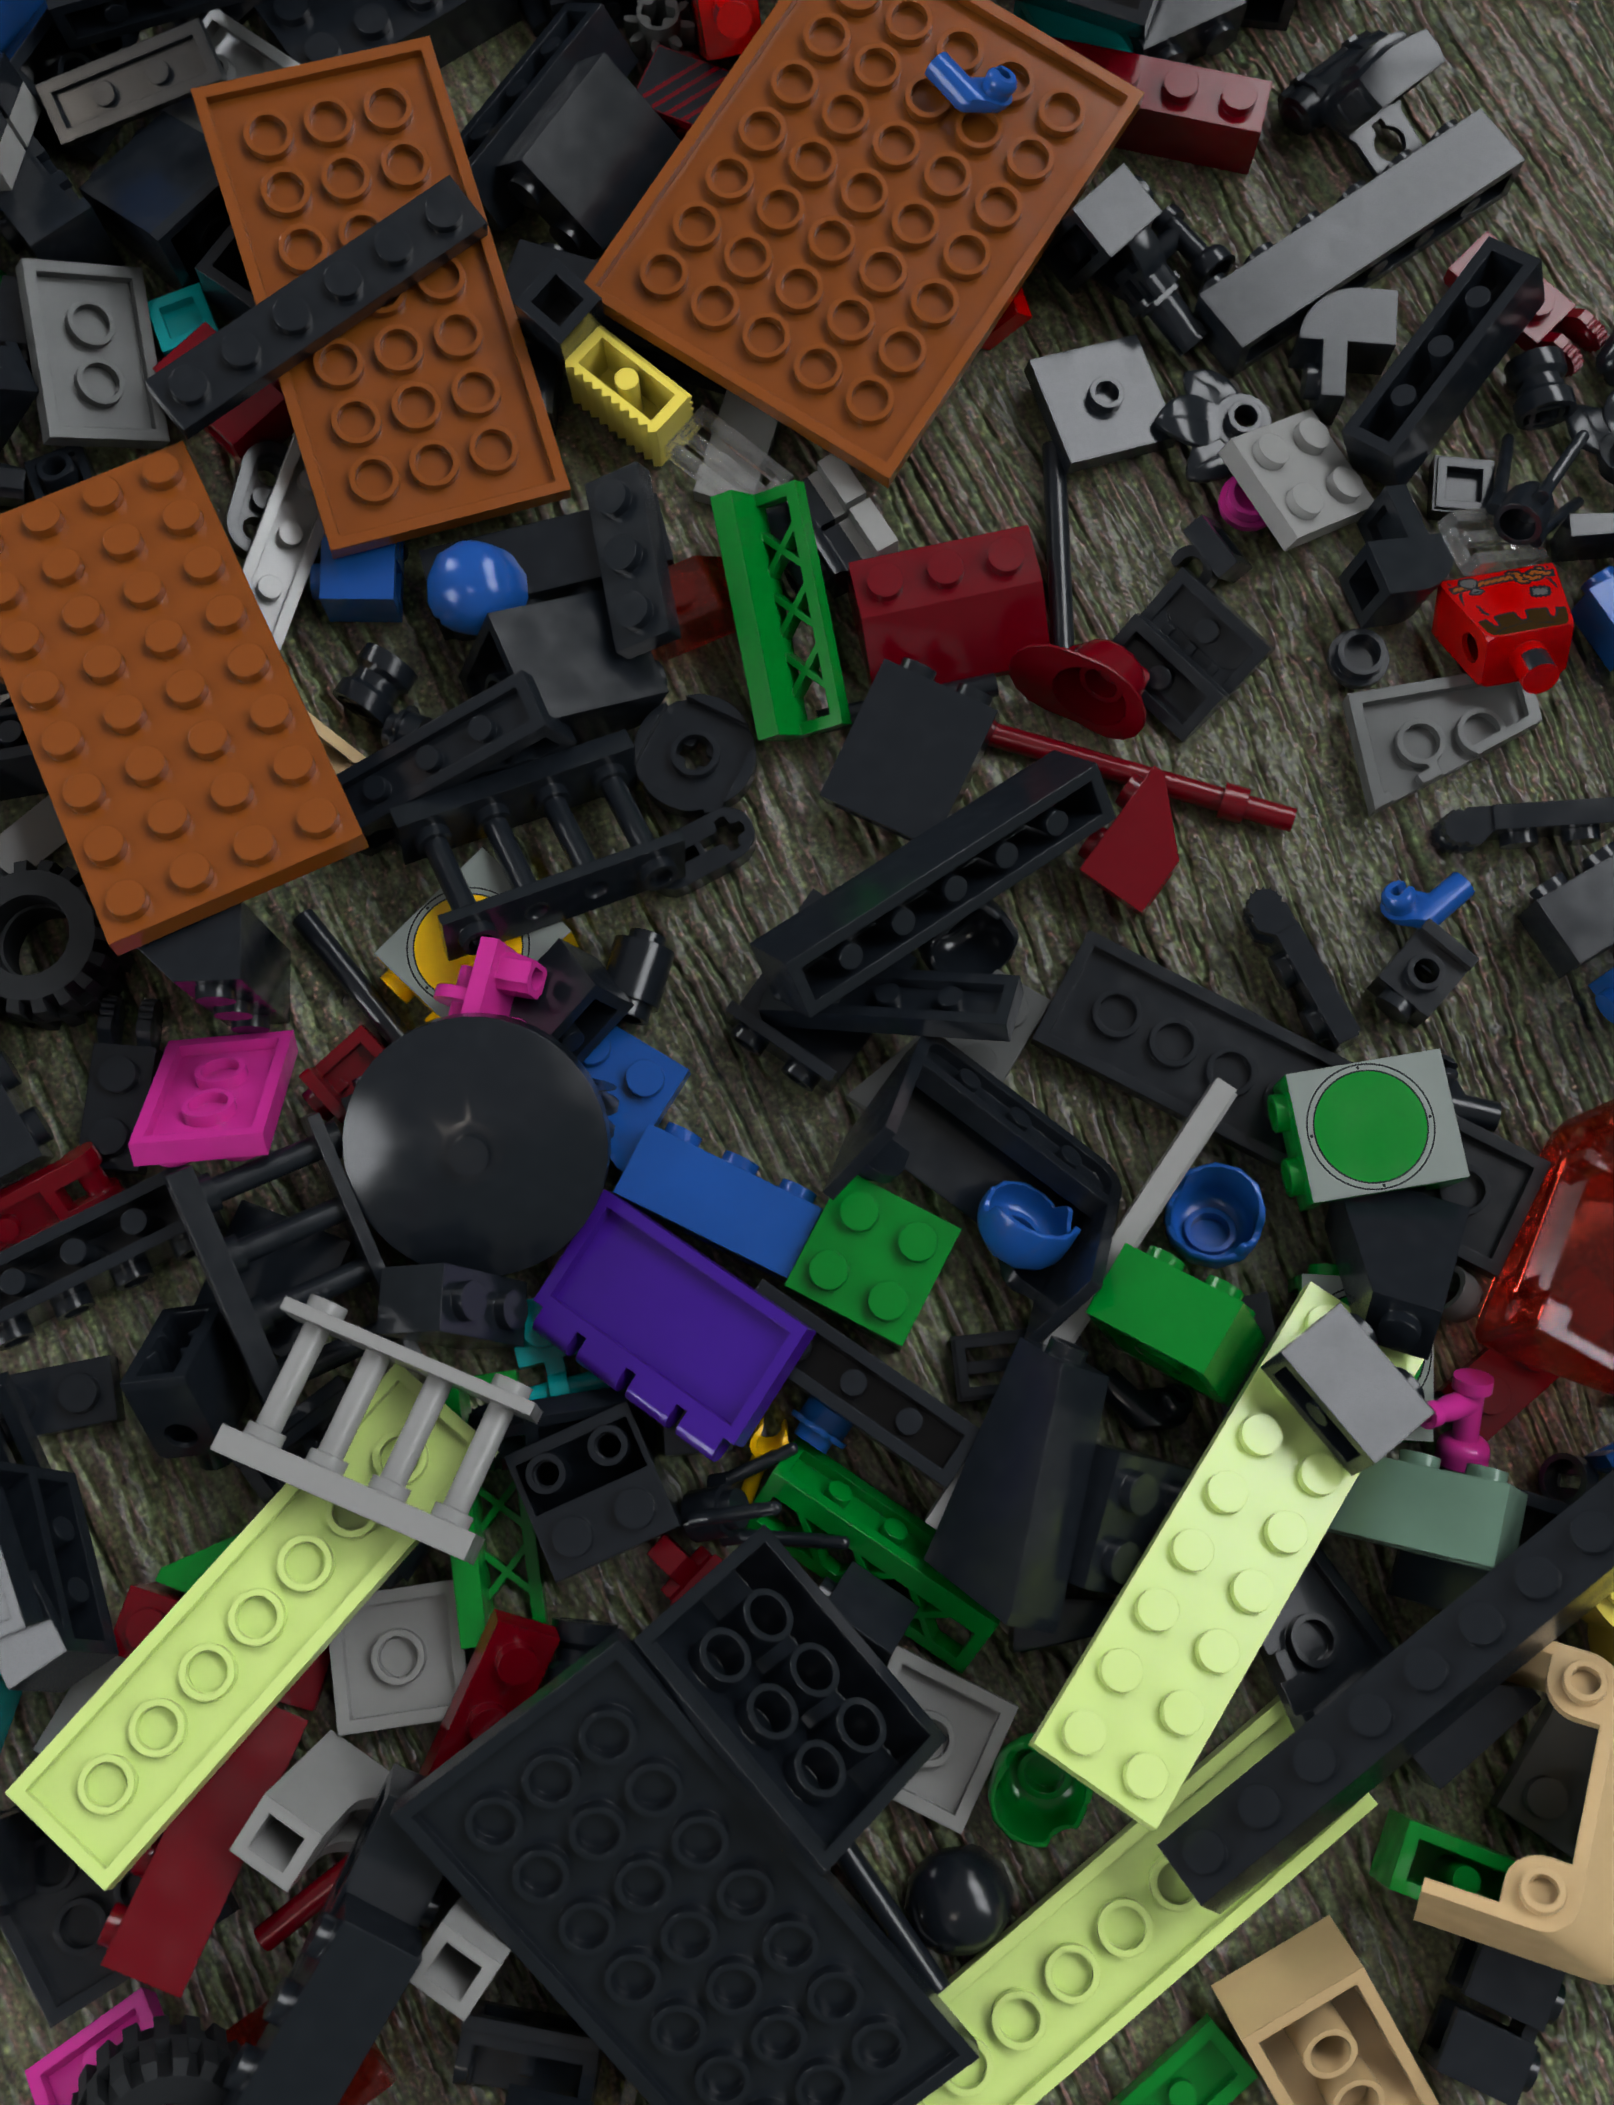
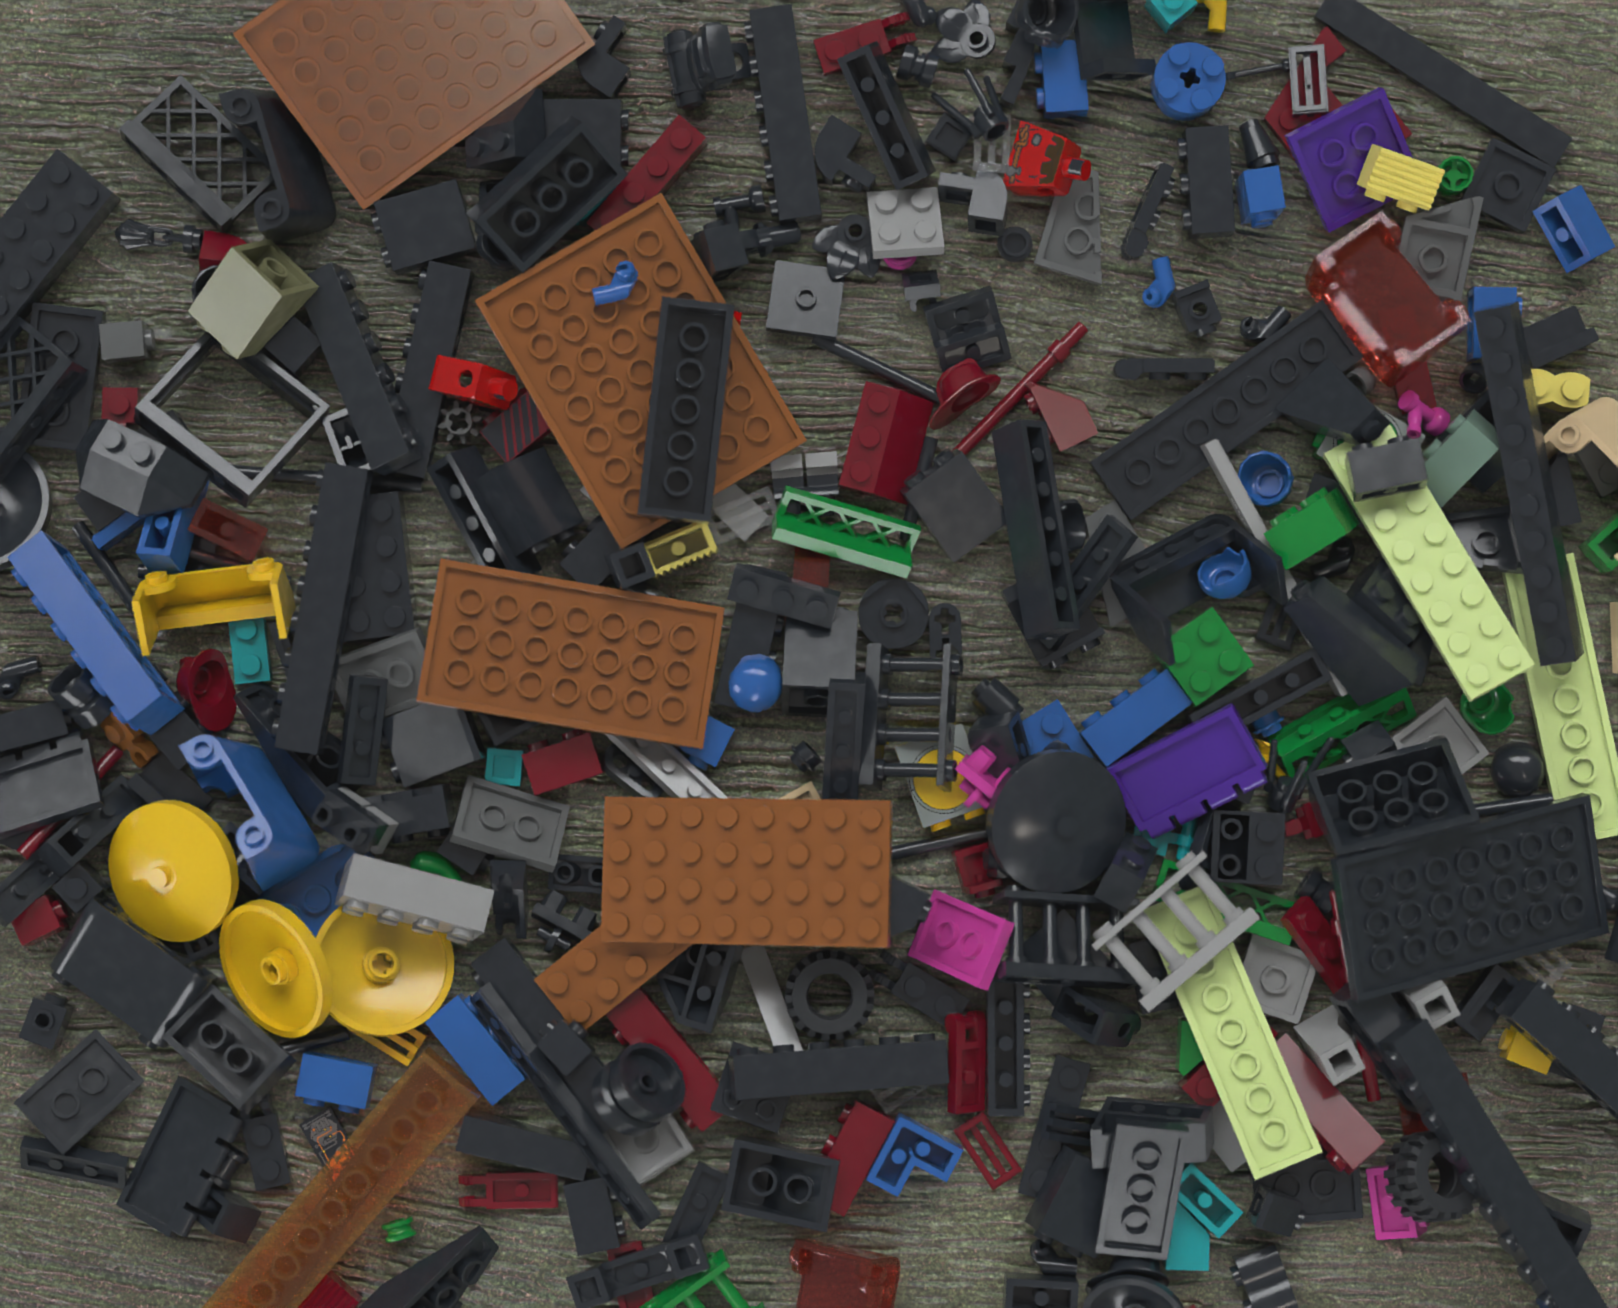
camera: 60 degrees left, 10 degrees up
(317, 307) = (571, 690): black plate -> none
(375, 684) = (770, 760): black wheel -> none
(835, 255) = (685, 410): none -> black brick
(1367, 1129) = (1265, 384): panel -> none

